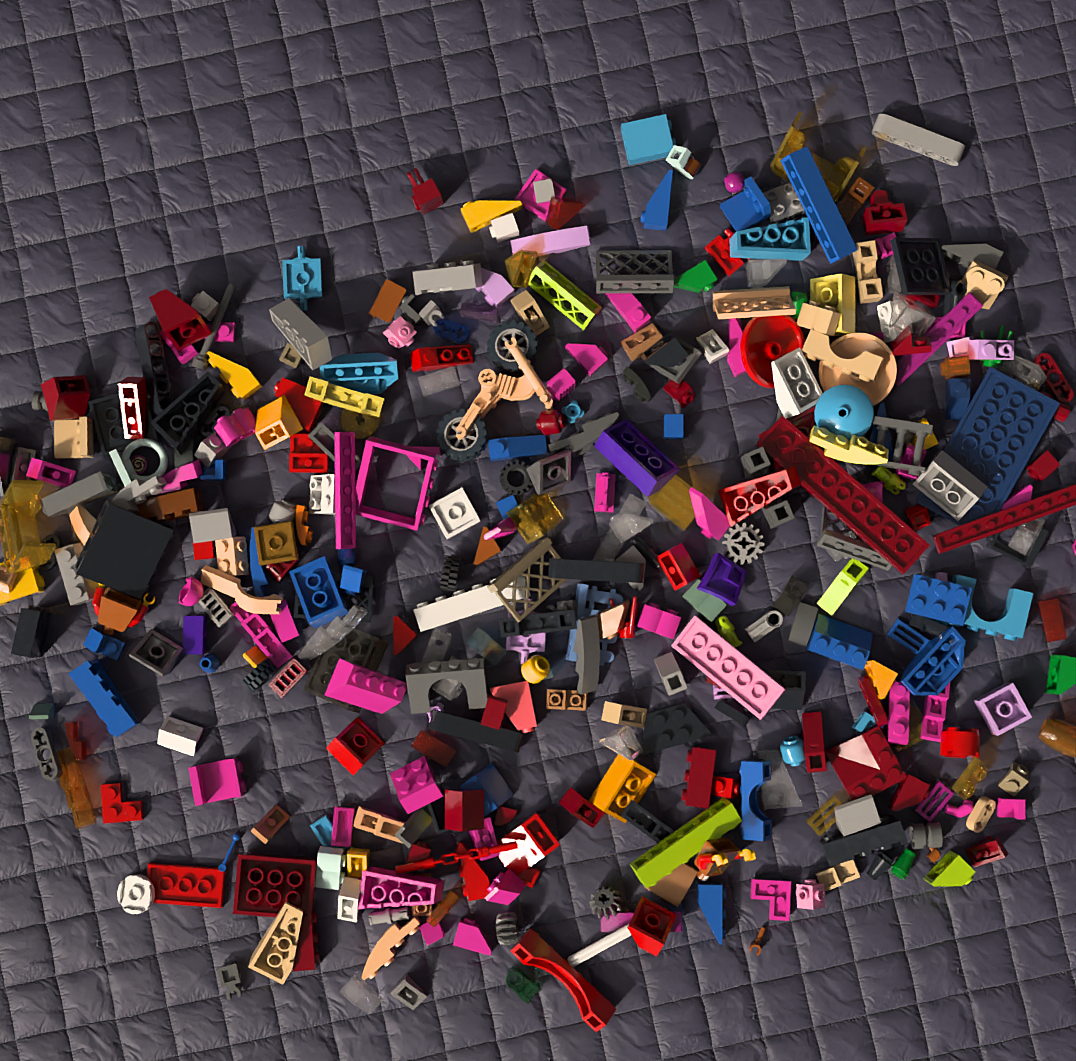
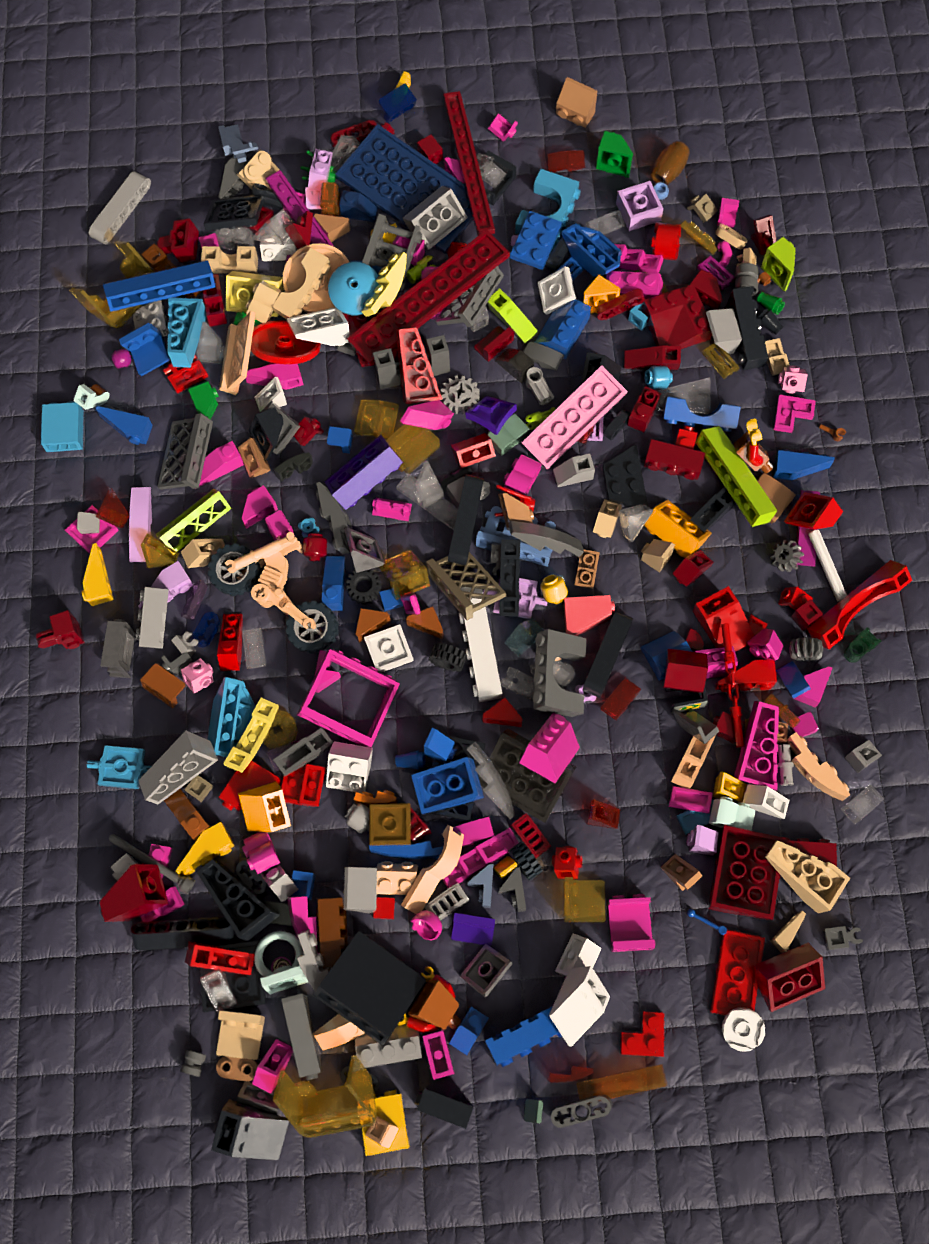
camera: 85 degrees left, 15 degrees down
(45, 441) = (237, 1068): none -> medium nougat plate
(66, 397) = (192, 1033): dark red slope -> none
(75, 620) = (438, 1055): none -> dark pink brick
(104, 412) = (218, 990): none -> clear slope
(132, 741) = (579, 1003): none -> white slope
(187, 933) = (790, 976): none -> dark red slope
(213, 663) = (505, 923): blue cone -> none
(227, 928) = (785, 936): none -> tan slope
(233, 735) = (584, 900): none -> clear yellow bracket
(239, 667) = (514, 884): none -> dark grey slope
(240, 639) = (484, 879): none -> sand blue slope
(261, 720) = (567, 862): none -> red brick
(264, 351) = (187, 814): none -> dark orange slope
(302, 842) = (702, 840): none -> lavender slope
(316, 744) = (603, 815): none -> clear red slope
(345, 490) = (347, 744): dark pink plate -> none
(355, 745) = (610, 776): red slope -> none
(414, 250) = (118, 648): none -> flat silver window
(416, 784) = (656, 716): dark pink brick -> none
(474, 917) = (793, 679): none -> blue slope
(478, 489) = (370, 622): none -> dark orange slope
(494, 712) = (591, 629): dark red slope -> none
(504, 228) = (115, 563): white brick -> none
(544, 927) = (806, 615): none -> dark red panel
(561, 914) = (794, 597): none -> red bracket
(589, 769) = (657, 553): none -> tan slope
(703, 460) = (376, 418): none -> clear yellow slope
(752, 739) = (644, 409): none -> dark red slope
(812, 570) = (494, 342): none -> dark red panel
(814, 266) = (215, 304): none -> dark red slope
(881, 629) = (556, 290): none -> white plate
(927, 374) = (333, 226): none -> medium nougat slope
(954, 836) = (747, 257): none -> tan tile
(979, 673) = (607, 222): none -> clear slope
(1016, 246) = (233, 143): none -> sand blue piece
(1029, 729) = (661, 190): none -> medium blue plate

